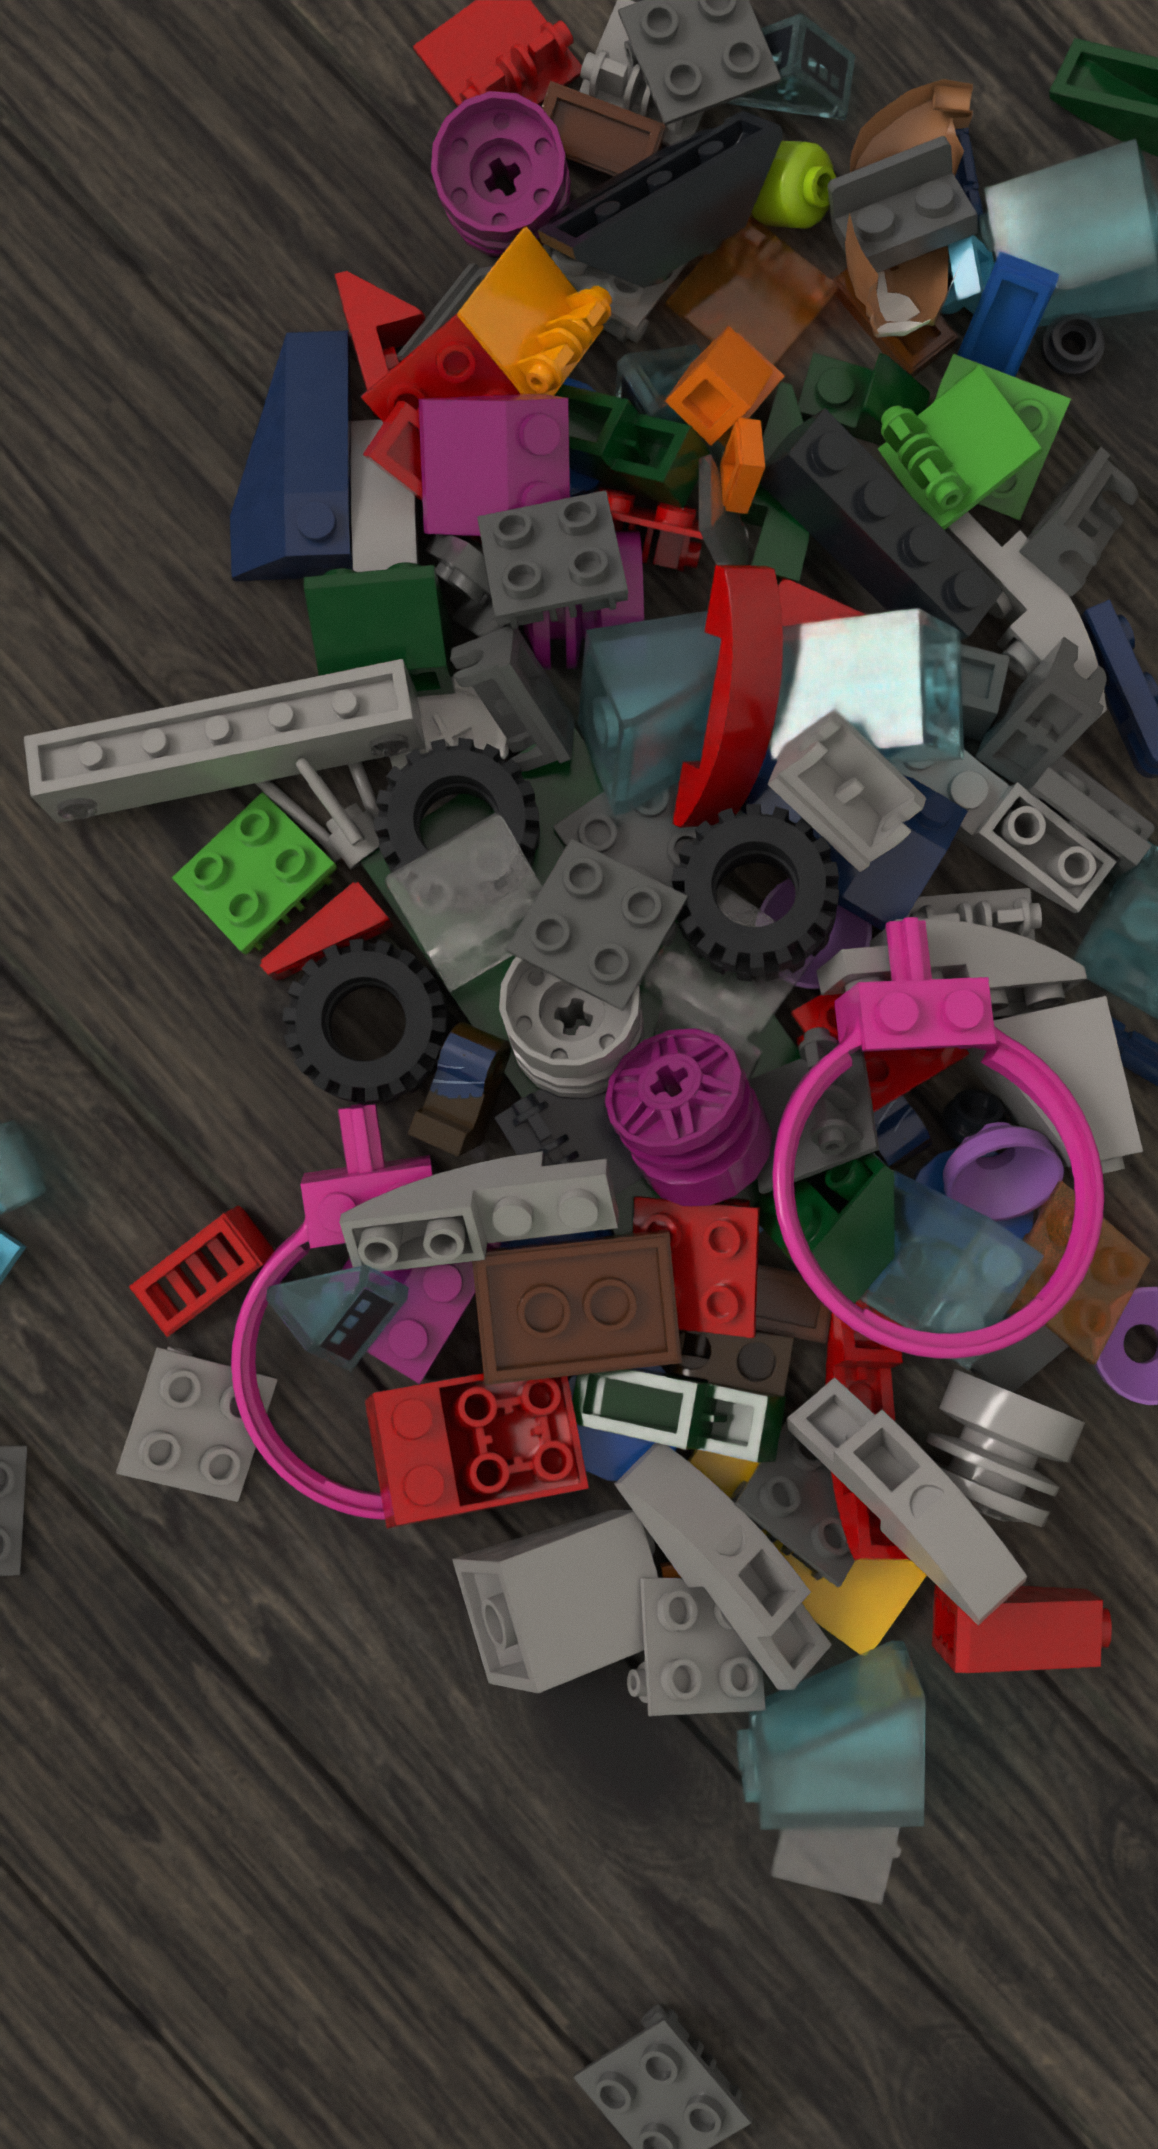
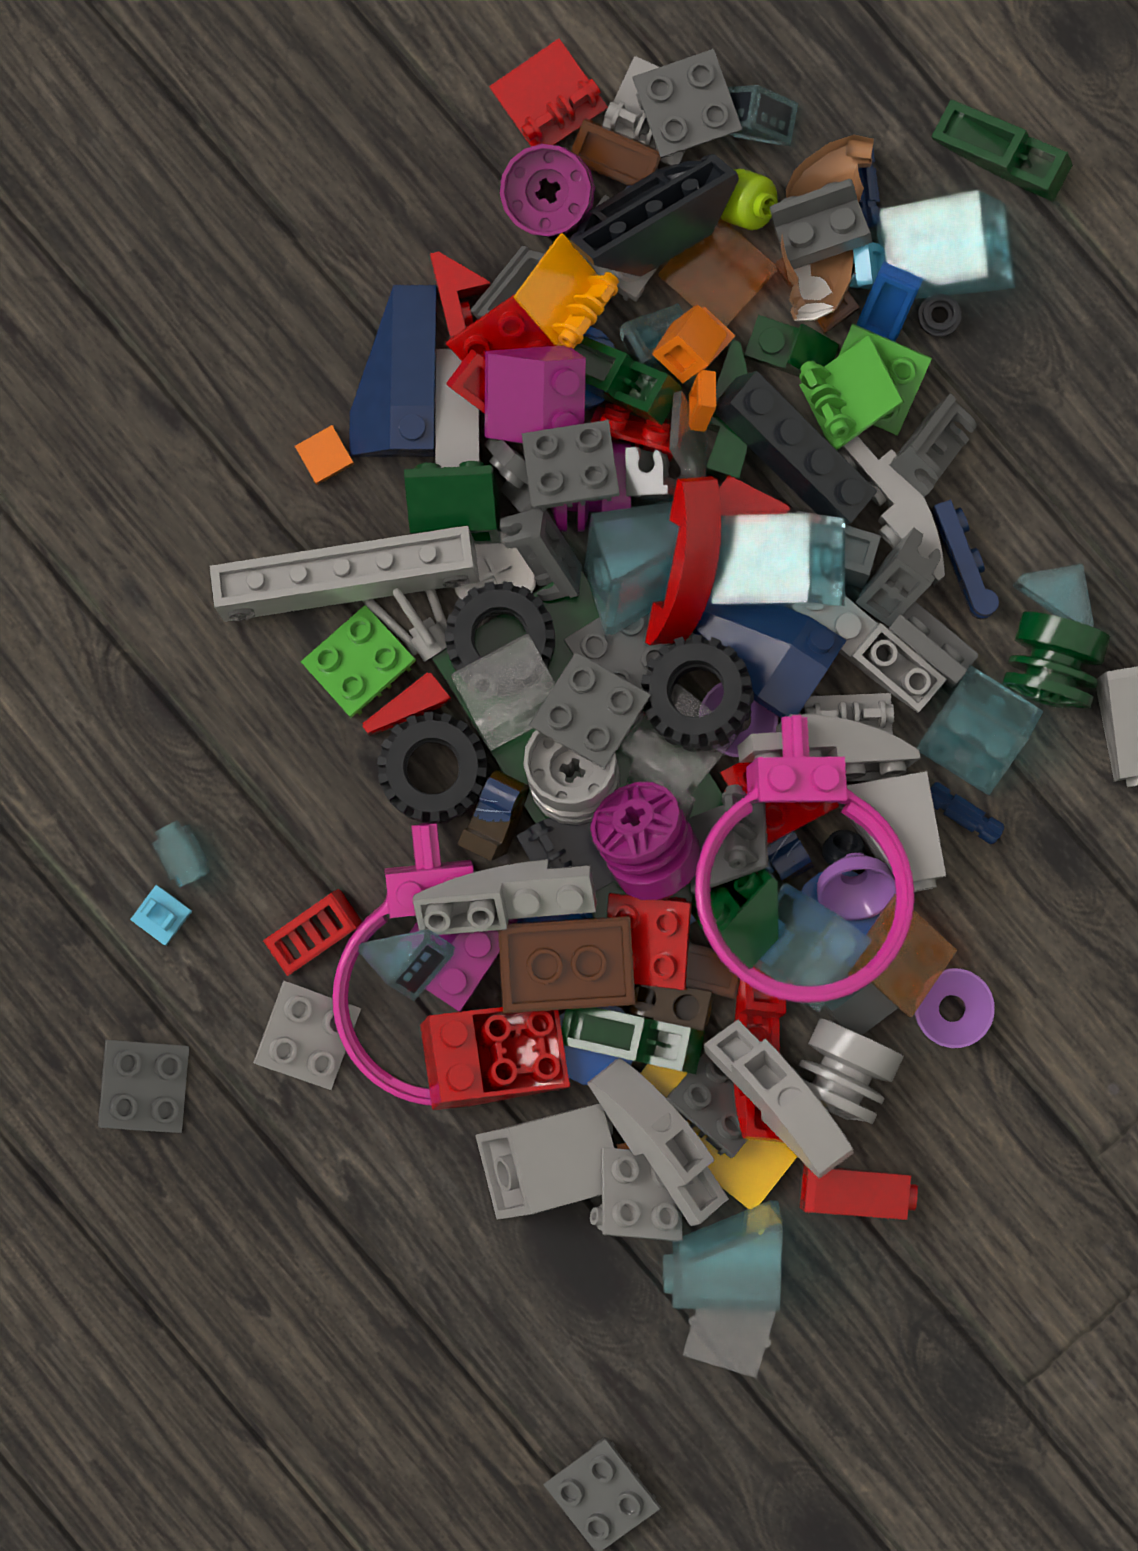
camera: 10 degrees right, 0 degrees up
(195, 578) = (324, 455): none -> orange tile
(669, 577) = (648, 475): none -> hinge
(846, 790) = (758, 628): light grey hinge -> none

